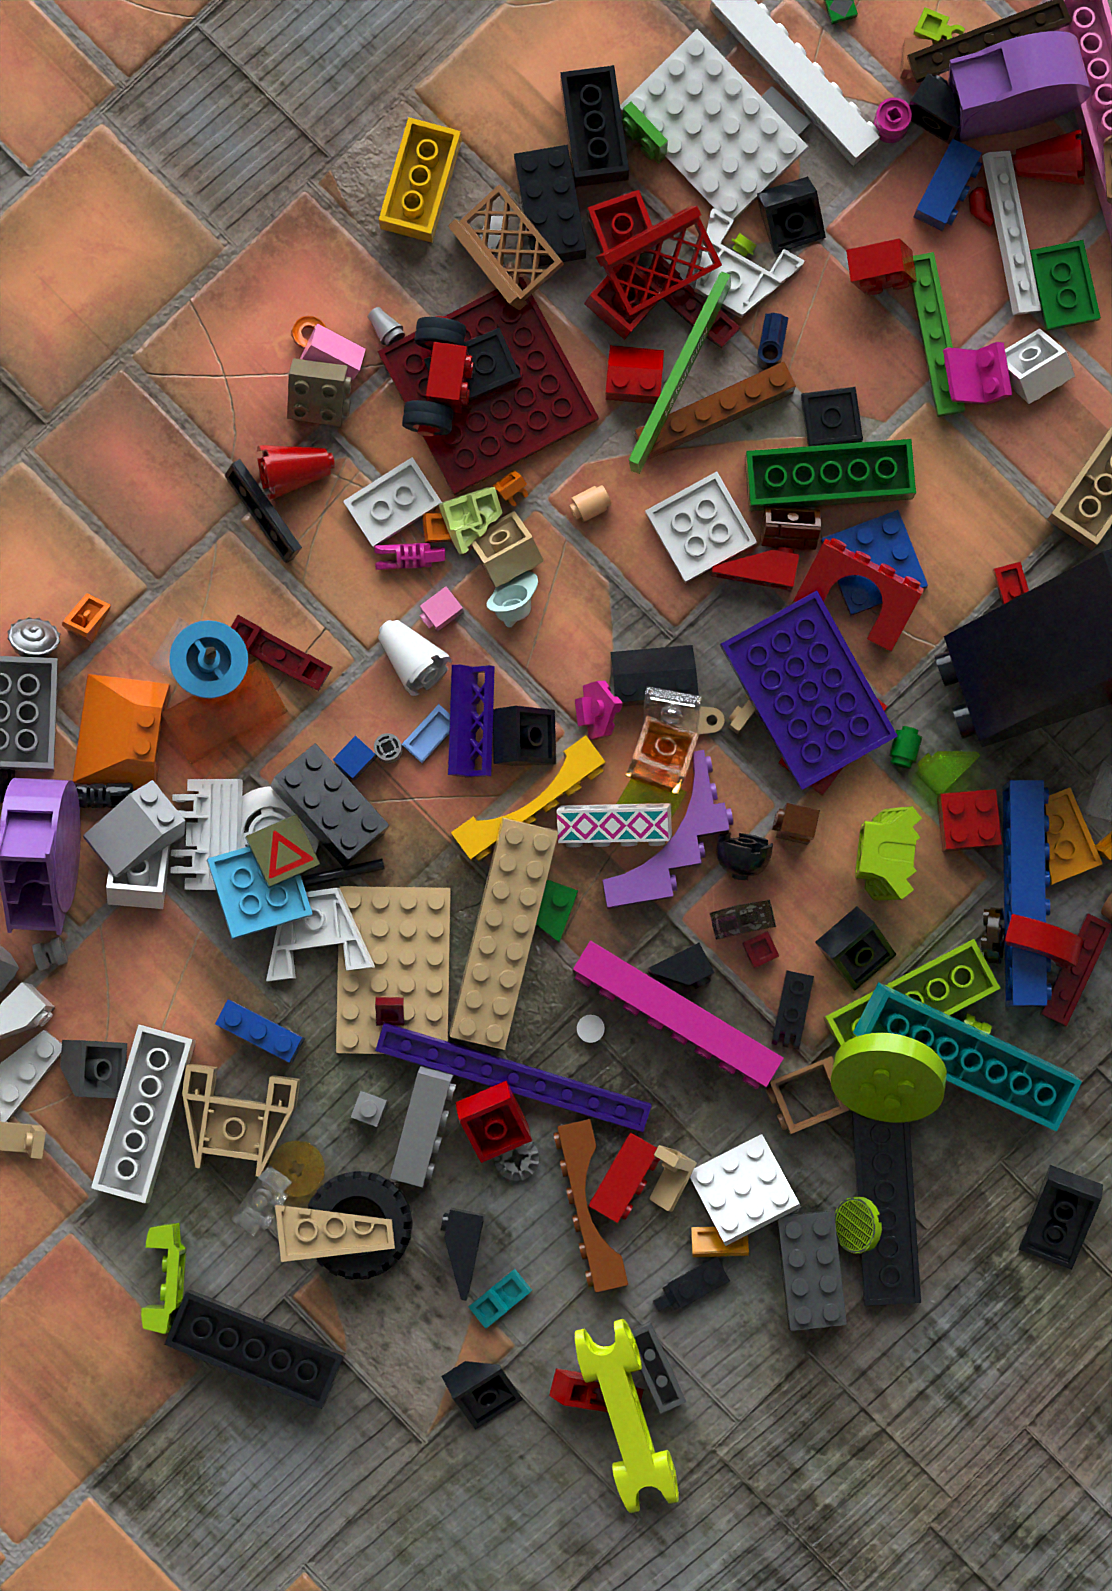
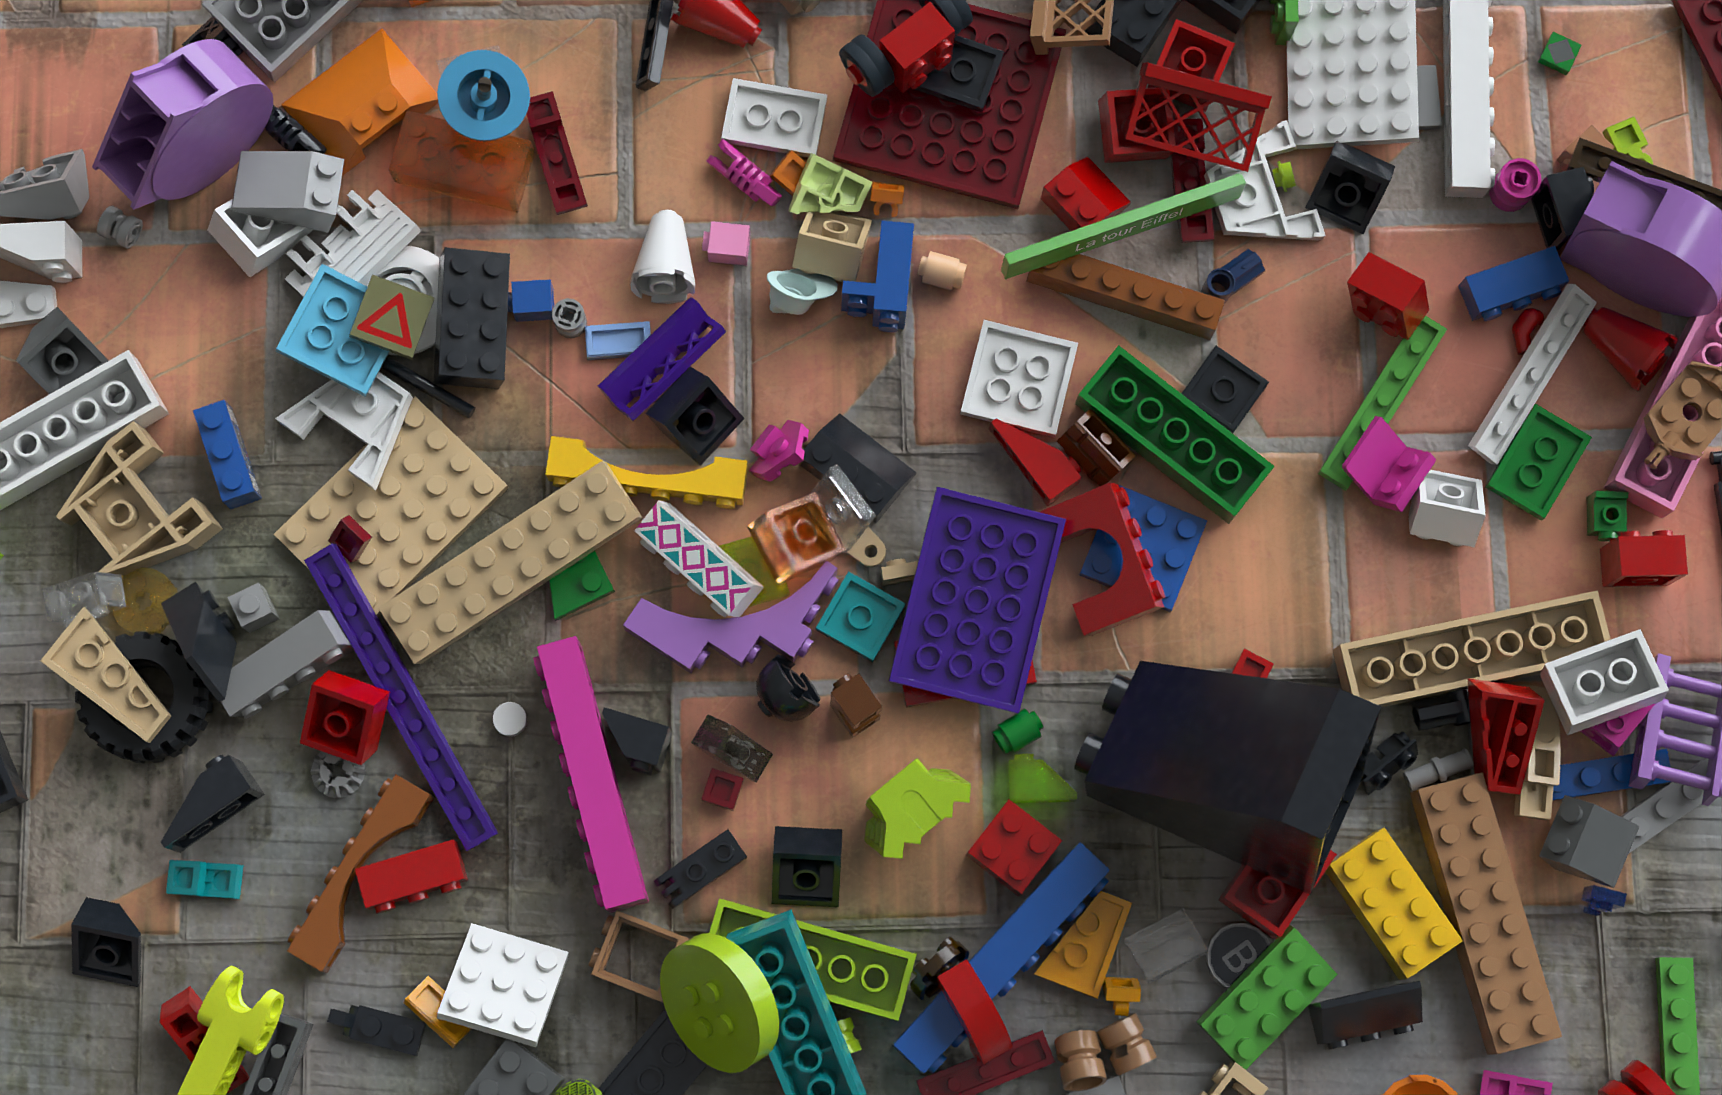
camera: 35 degrees right, 5 degrees down
(360, 1153) = (203, 636): none -> black slope
(567, 538) = (889, 294): none -> blue brick
(673, 1178) = (454, 917): tan bracket -> none
(744, 766) = (860, 616): none -> teal plate

